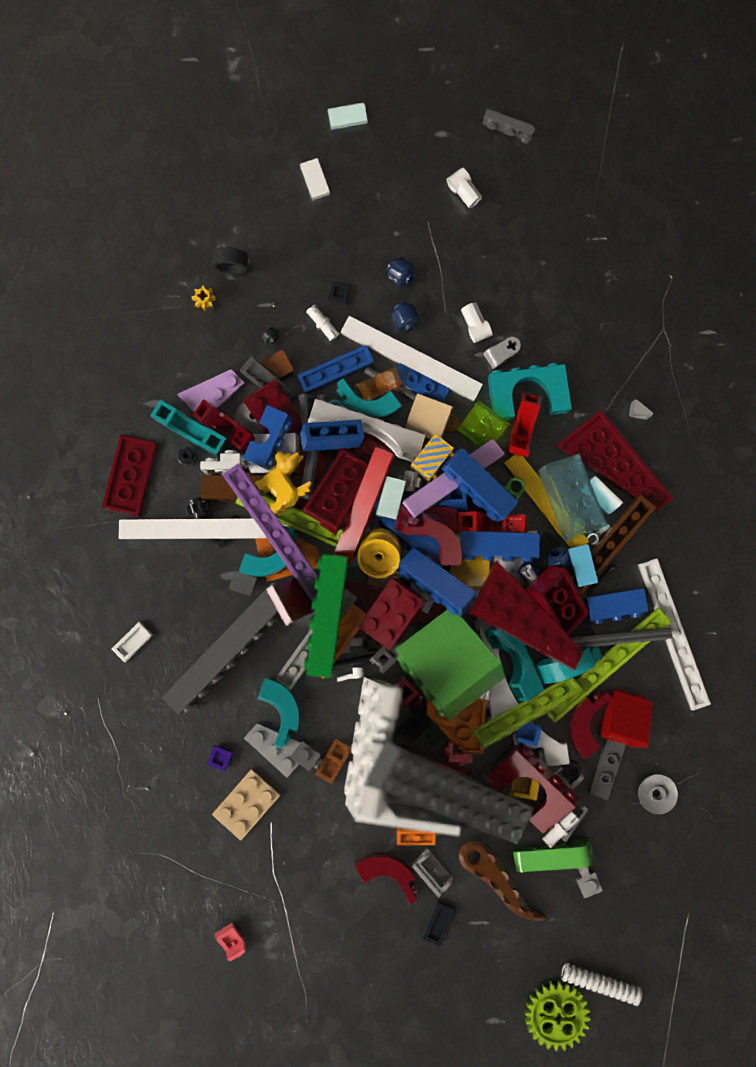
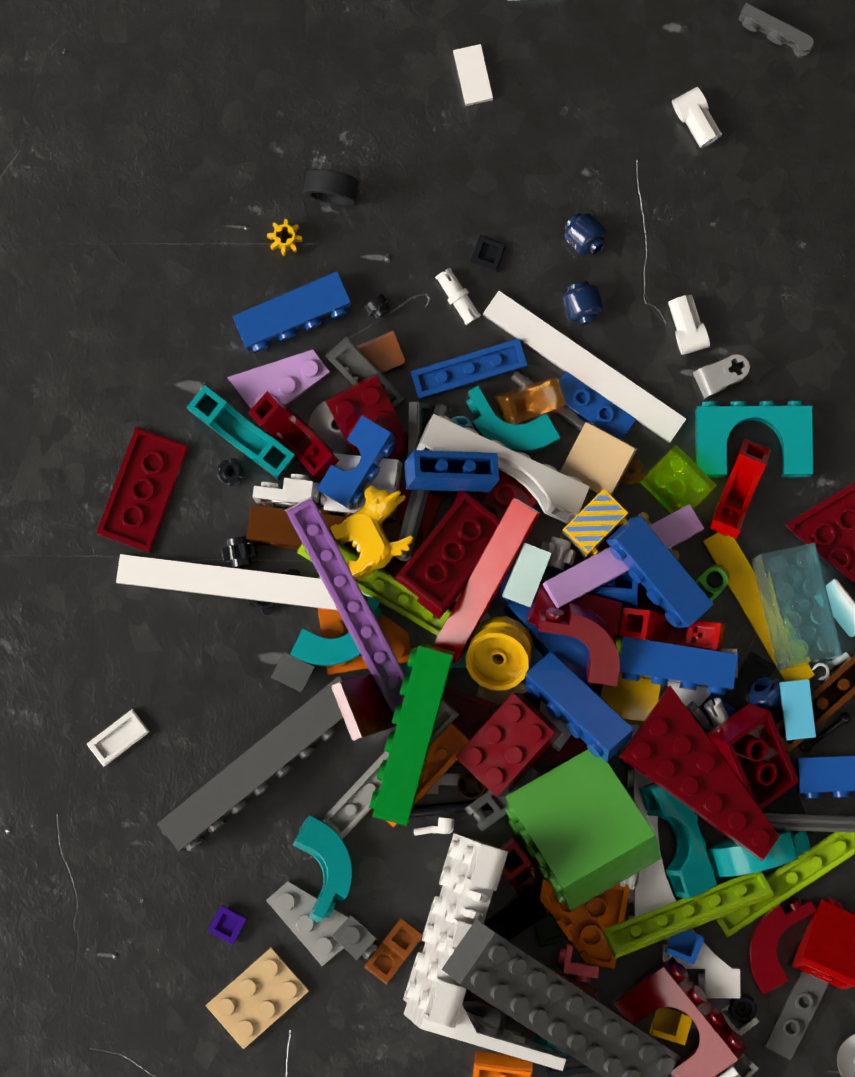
camera: 15 degrees right, 0 degrees up
(214, 345) = (292, 311): none -> blue brick

